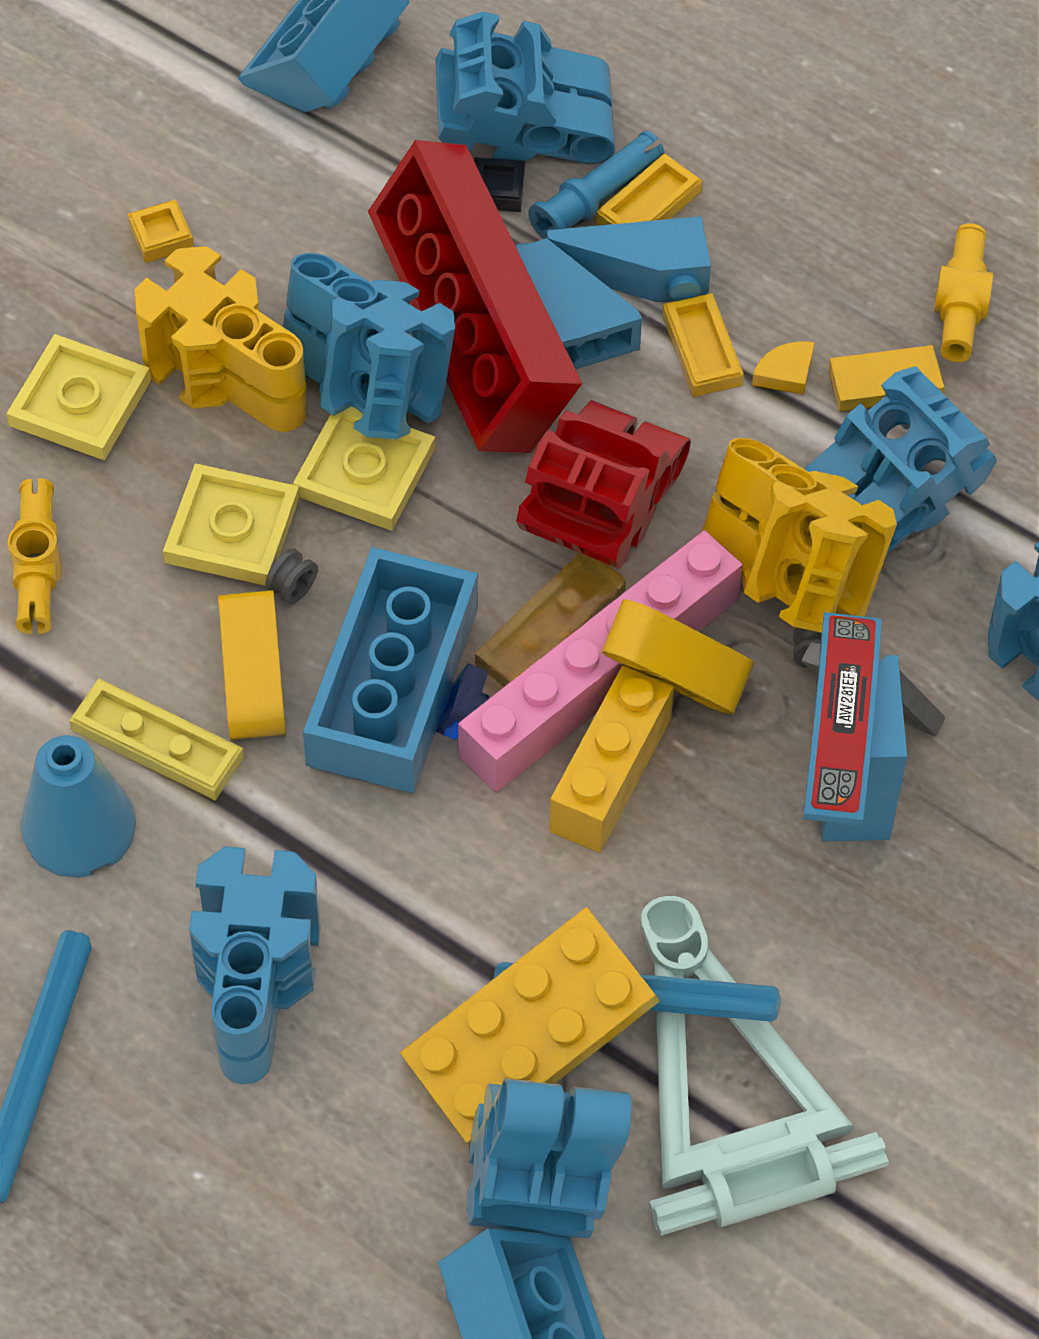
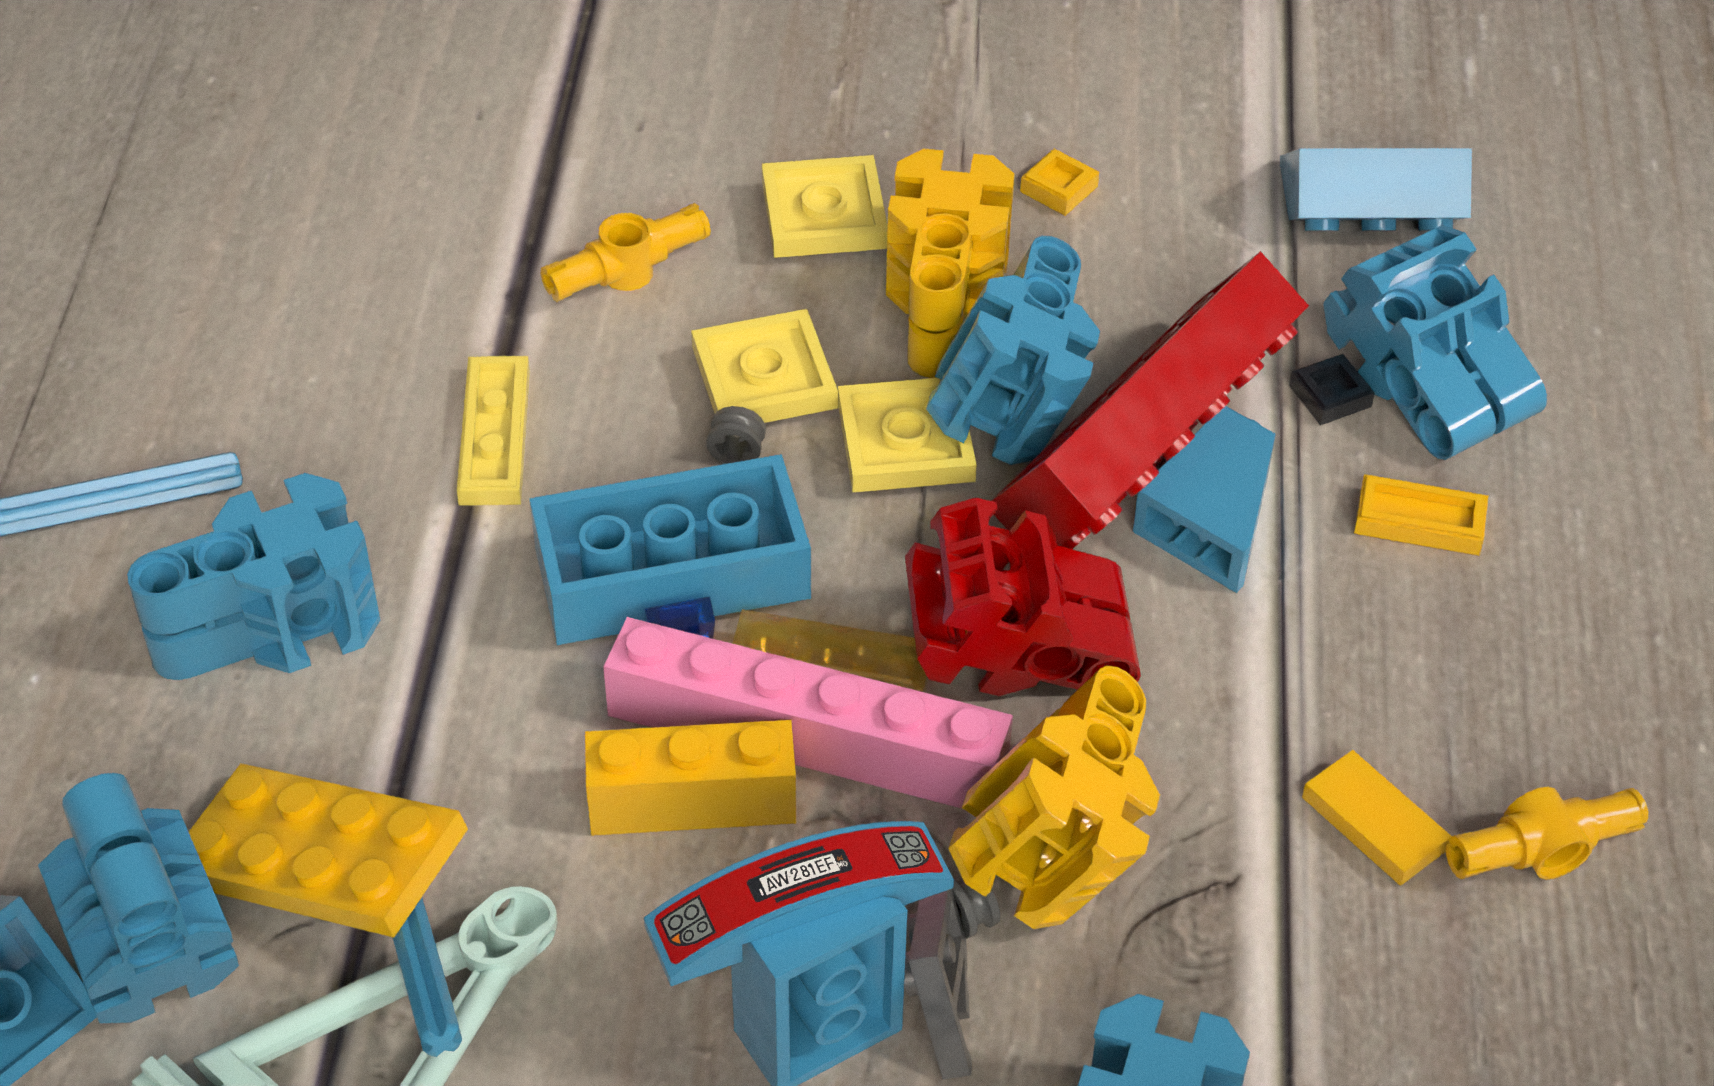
camera: 60 degrees right, 10 degrees down
(75, 810) = (361, 389): dark azure cone -> none
(251, 665) = (617, 445): yellow beam -> none
(580, 198) = (1366, 453): dark azure pin -> none
(643, 258) = (1340, 538): dark azure slope -> none
(678, 656) = (829, 747): yellow beam -> none
(702, 345) = (1281, 638): yellow tile -> none
(785, 367) = (1313, 721): yellow tile -> none
(893, 467) = (1240, 875): dark azure connector -> none

